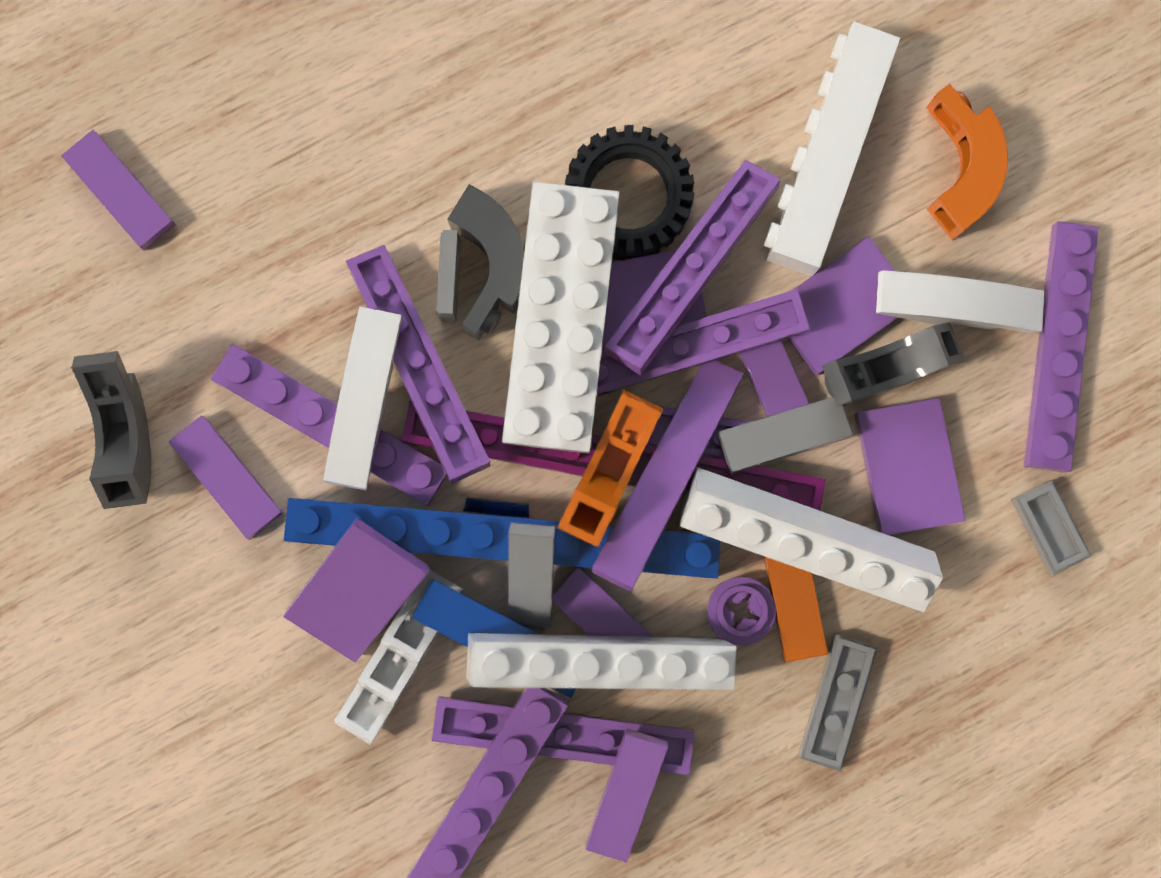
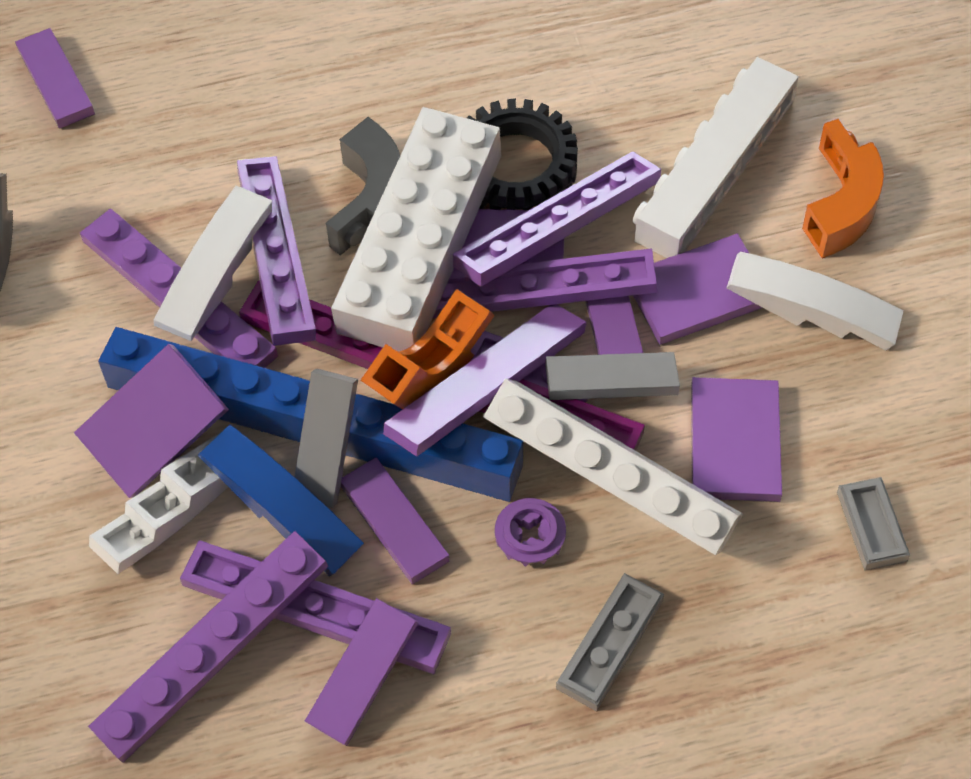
camera: 20 degrees right, 25 degrees down
(226, 477) = (64, 317): medium lavender tile -> none
(448, 275) = (327, 190): light grey tile -> none
(600, 662) = (370, 527): white brick -> none
(796, 611) = (587, 537): orange tile -> none
(892, 365) = (732, 343): dark grey arch -> none
(1061, 347) = (912, 368): medium lavender plate -> none

